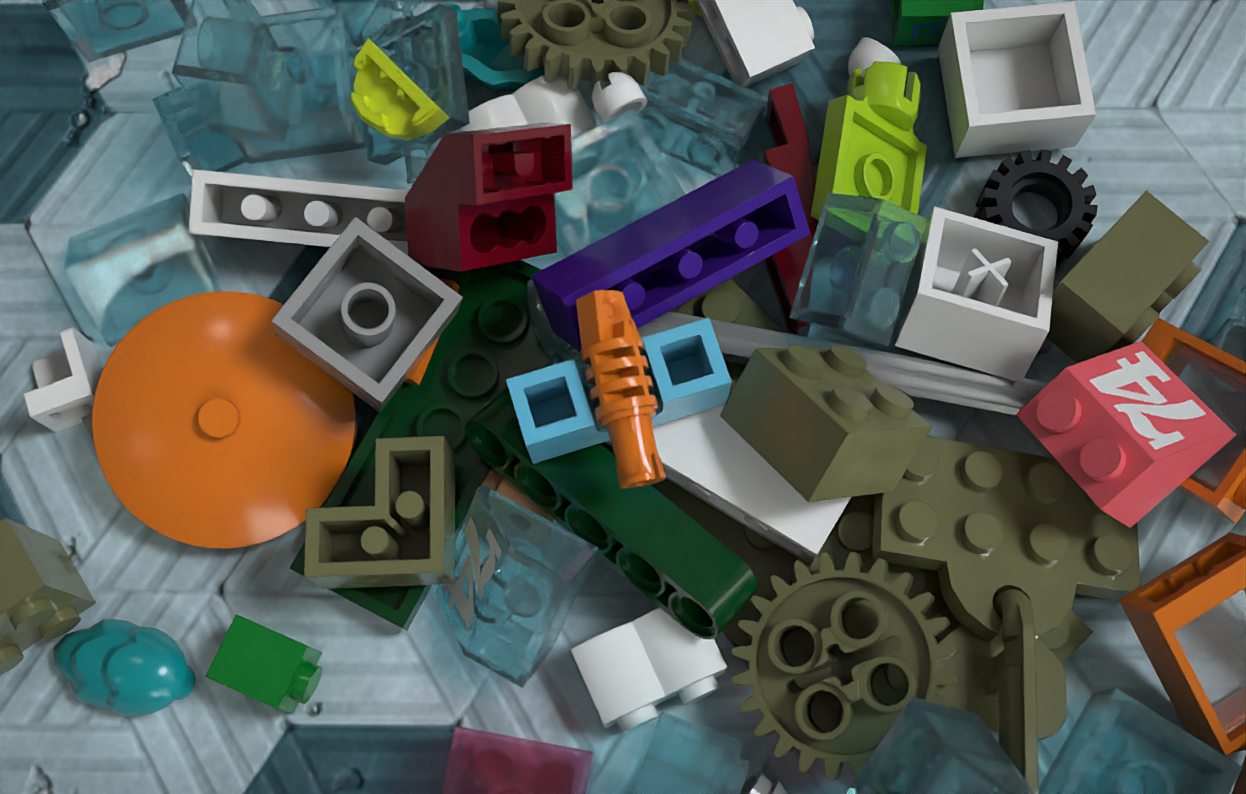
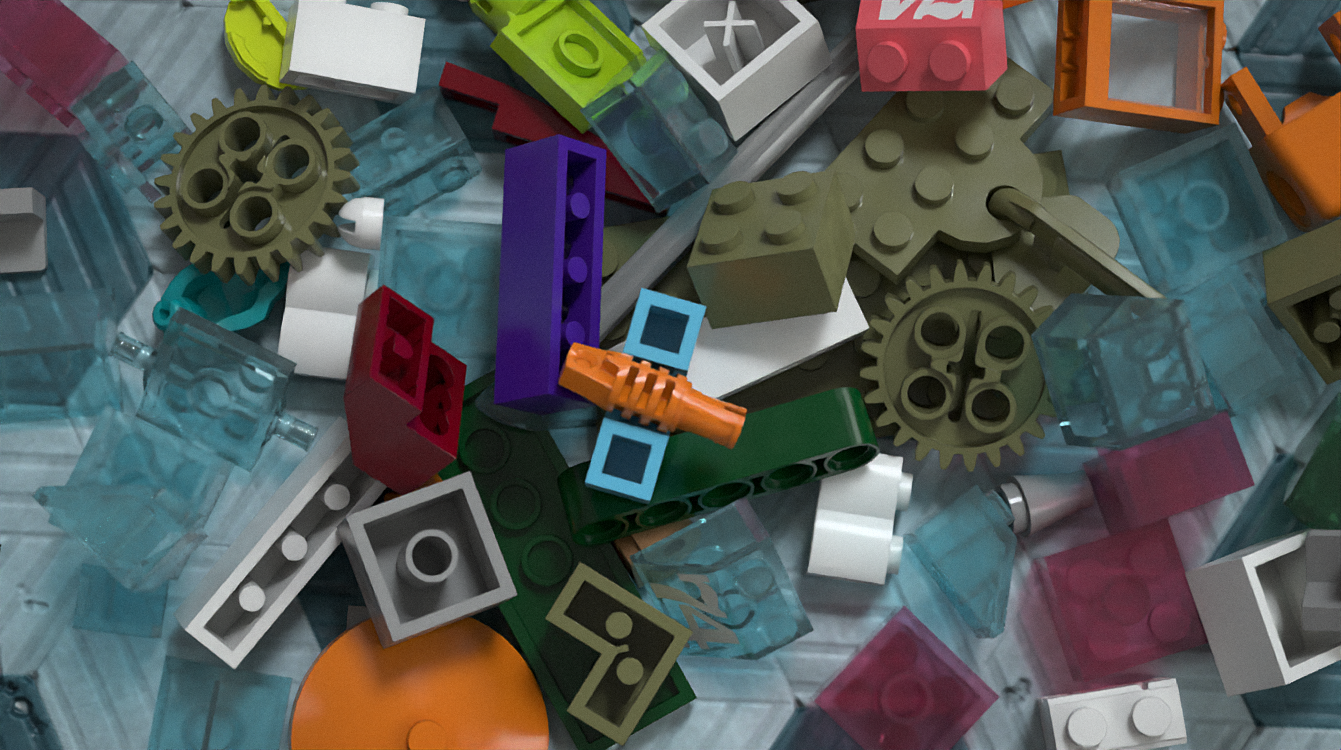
camera: 70 degrees left, 10 degrees up
(390, 99) = (230, 417): neon yellow plate -> none

